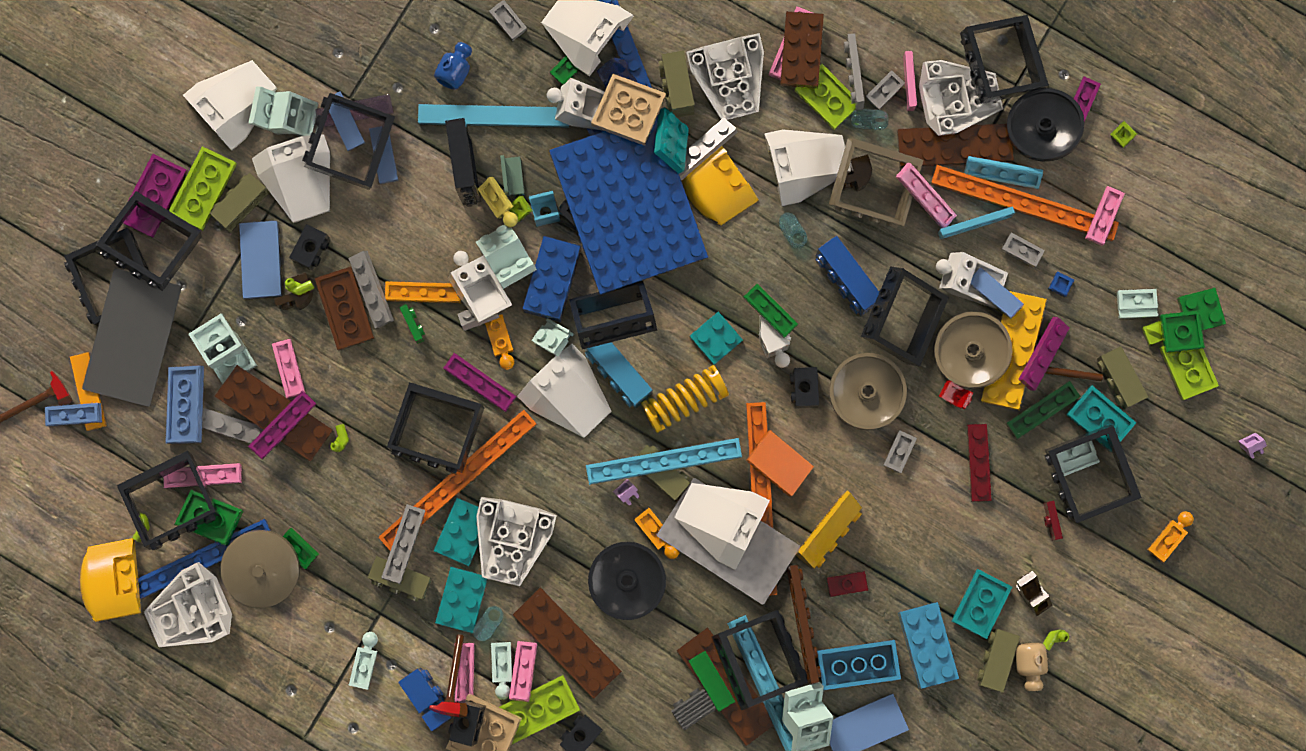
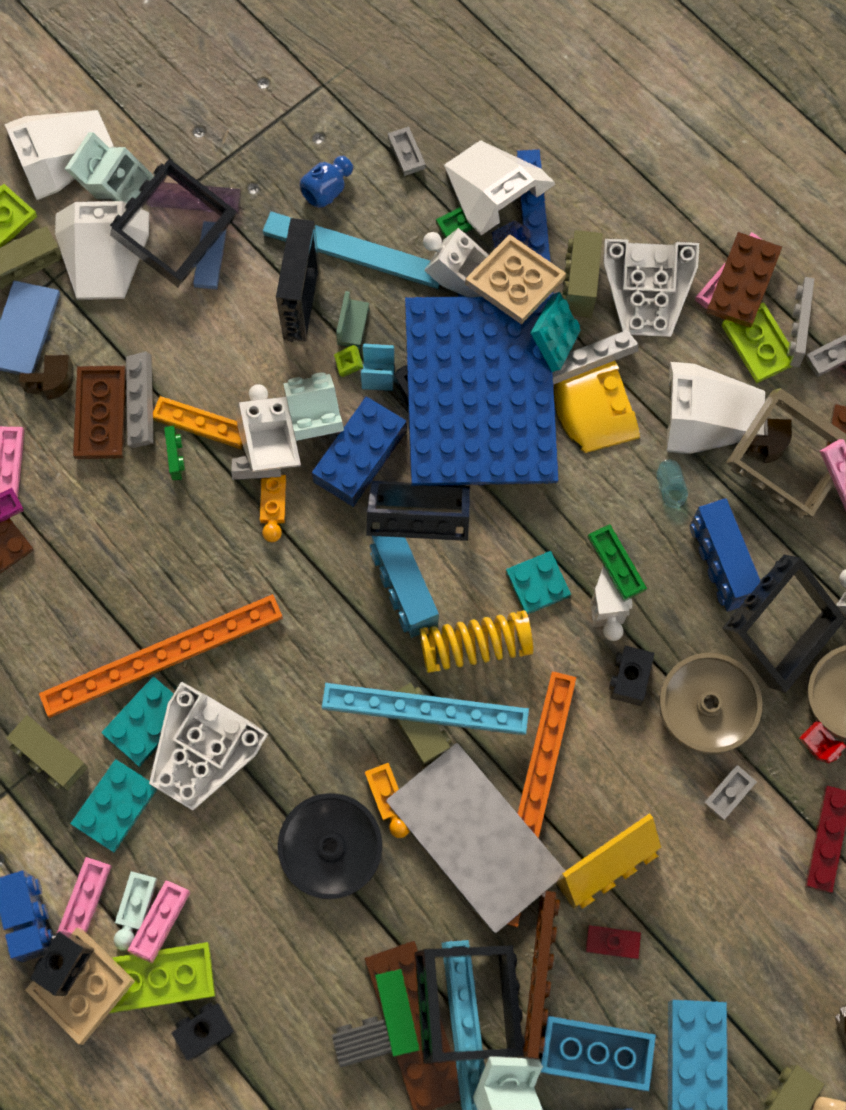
camera: 15 degrees right, 10 degrees down
(297, 288) = (50, 368): lime arm -> none
(310, 236) = (86, 318): black brick -> none
(342, 439) = (41, 562): lime arm -> none
(346, 126) = (177, 209): medium blue tile -> none
(403, 544) = (64, 710): light grey plate -> none
(412, 391) = (148, 531): black window -> none
(449, 706) = (45, 932): reddish brown piece -> none
(480, 382) = (231, 547): magenta tile -> none
(486, 627) = (132, 849): clear light blue piece -> none
(498, 201) = (325, 344): light yellow plate -> none
(552, 337) = (336, 518): light aqua plate -> none
(567, 393) = (332, 592): white wedge -> none
(567, 643) = (228, 904): reddish brown plate -> none
(625, 491) = (366, 733): lavender tile -> none
(721, 519) = (475, 806): white wedge -> none
(780, 463) = (571, 759): orange tile -> none
(866, 119) = (799, 380): clear light blue piece -> none
(981, 604) = (783, 1025): teal plate -> none

